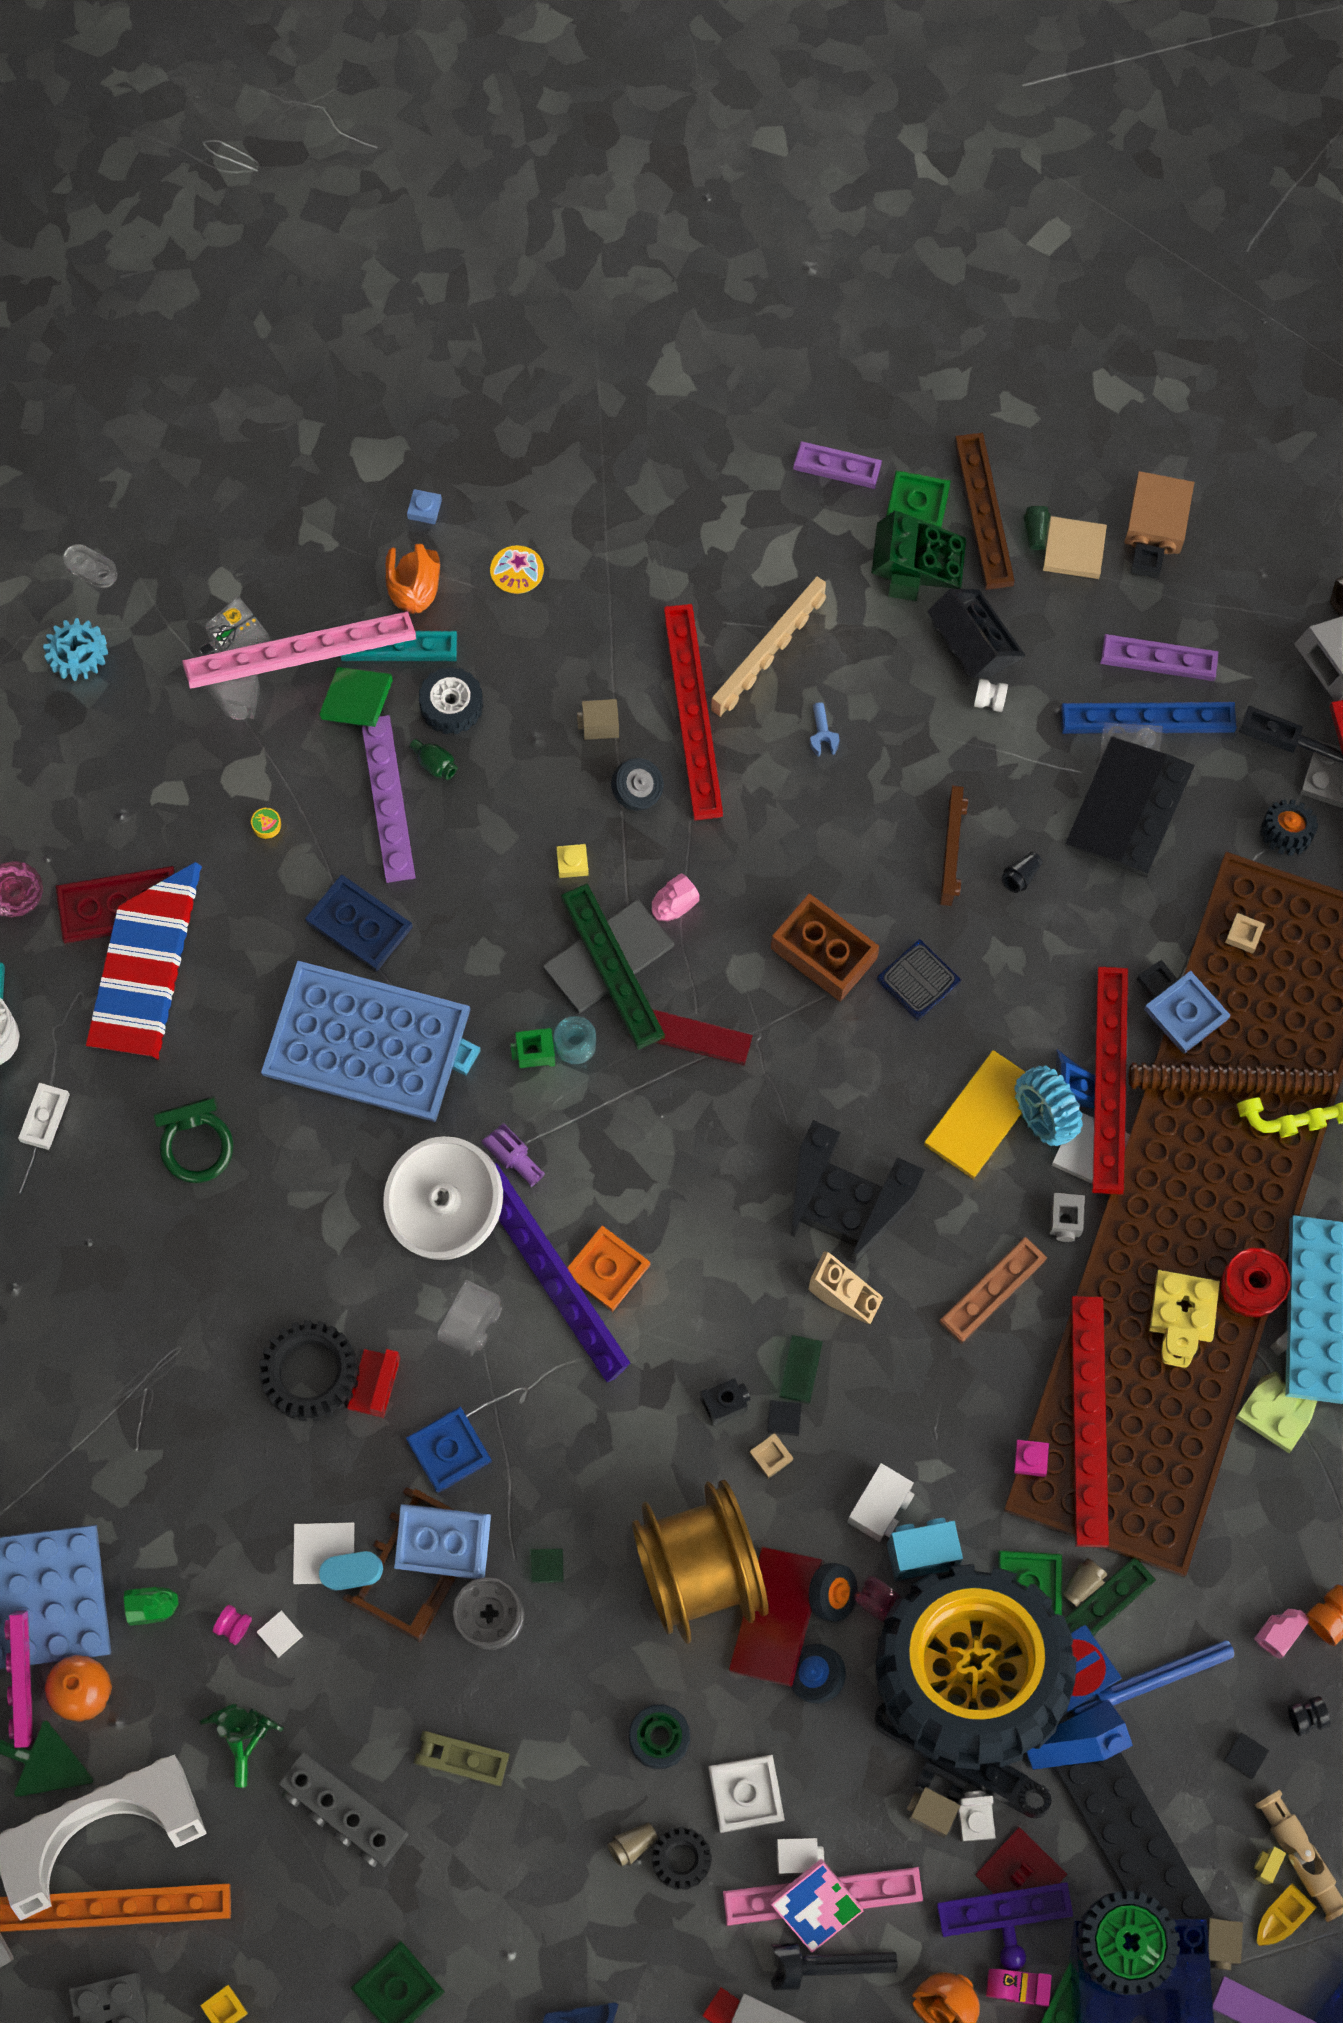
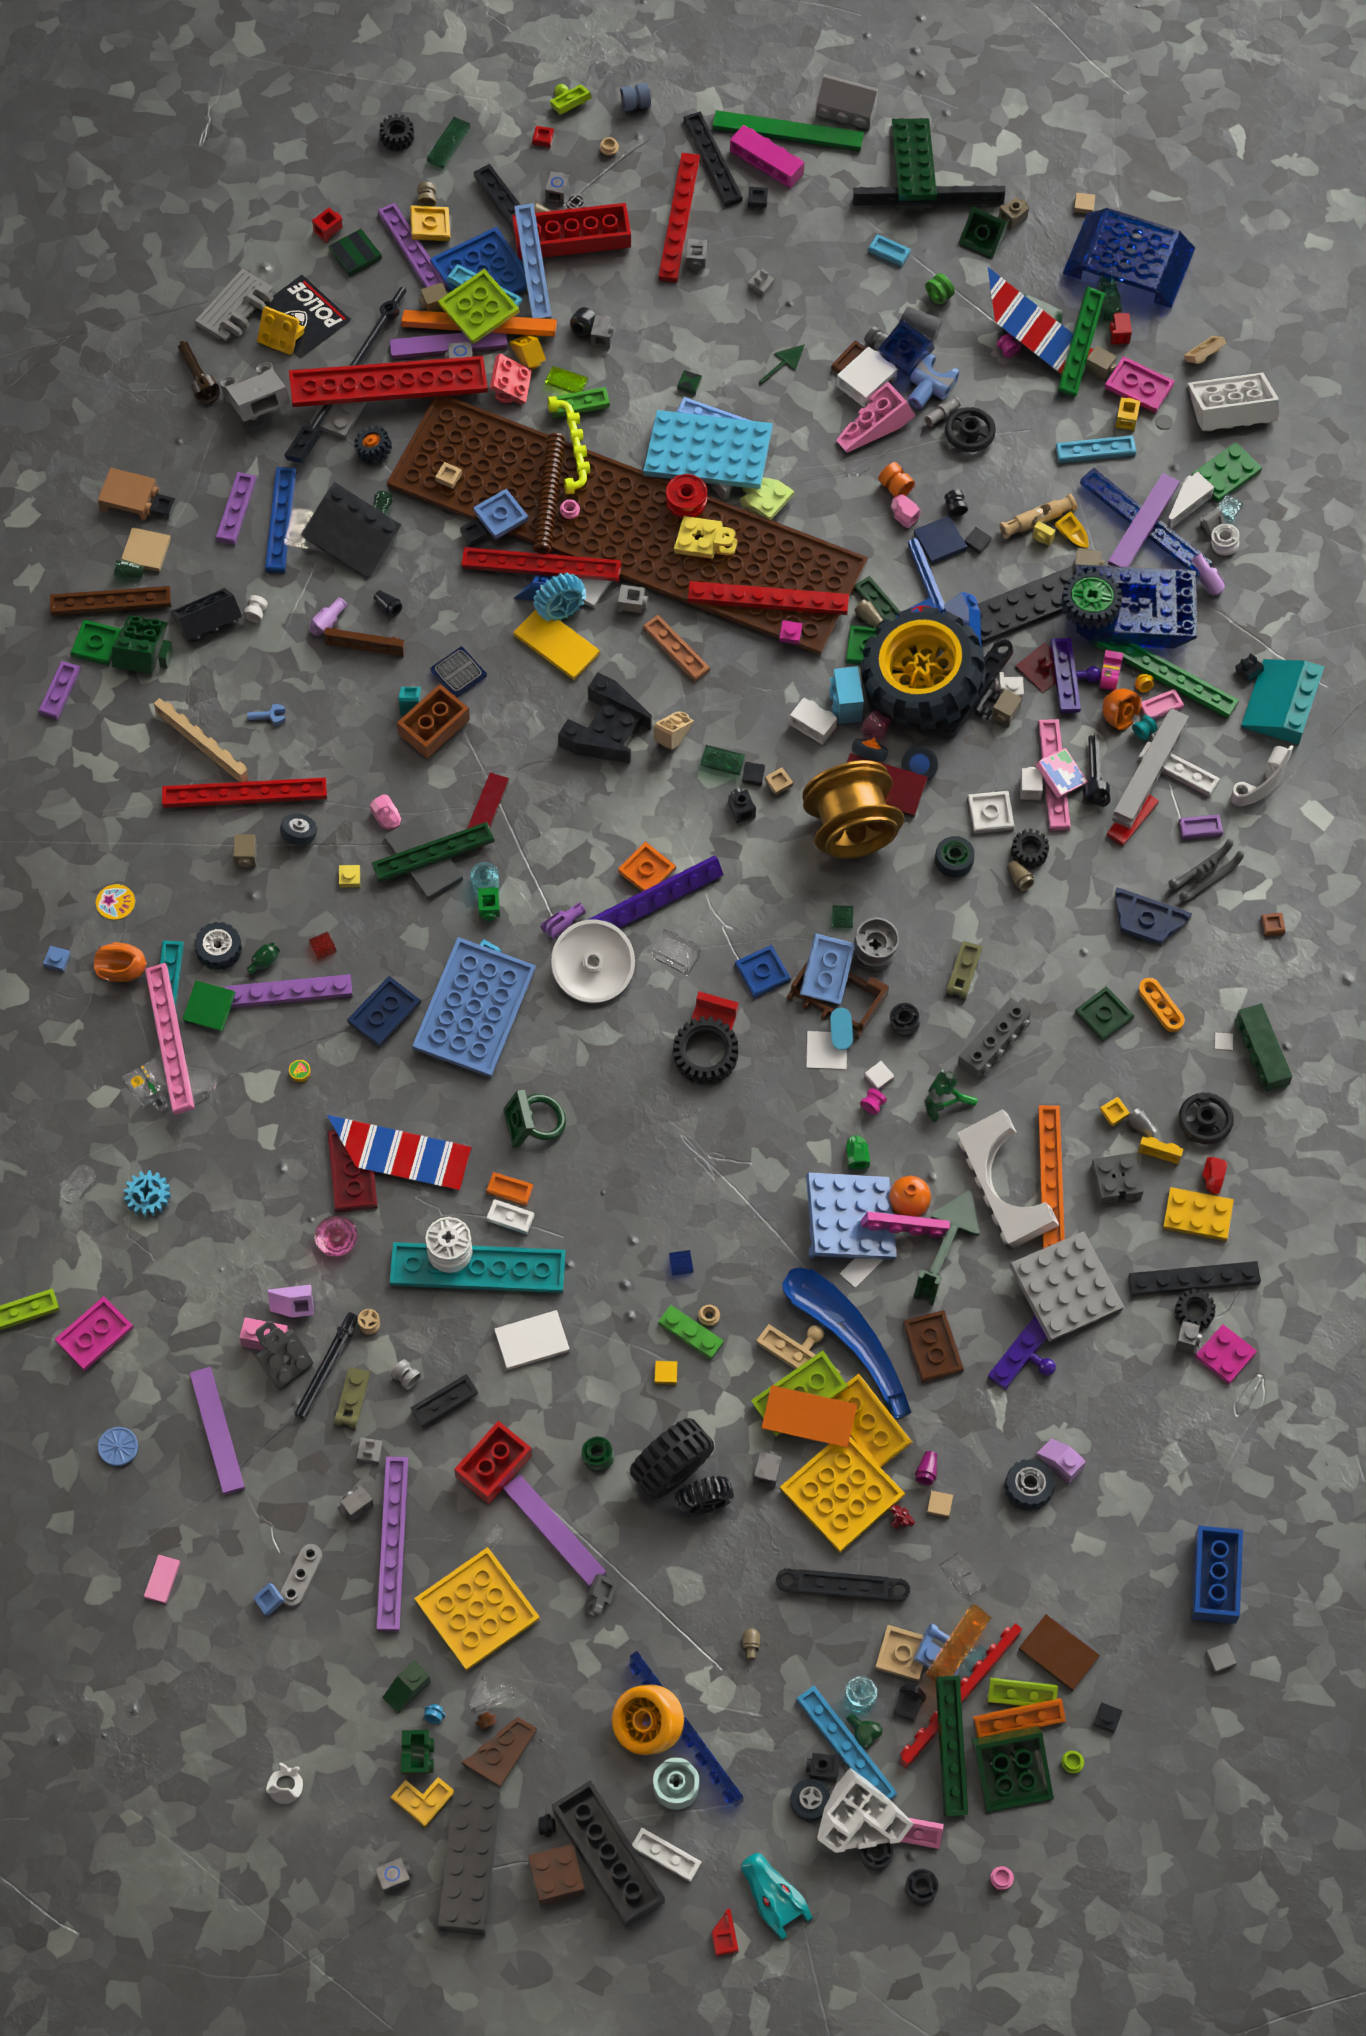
camera: 85 degrees left, 5 degrees down
(91, 1114) = (509, 1188): none -> orange tile
(366, 1654) = (905, 1028): none -> black wheel
(461, 835) = (322, 945): none -> clear red plate
(865, 913) = (408, 699): none -> teal slope
(987, 791) = (326, 617): none -> lavender arm
(1189, 849) = (382, 501): none -> clear green cone
(1213, 1104) = (569, 504): none -> bright pink plate
(1239, 1693) = (940, 539): none -> dark blue tile

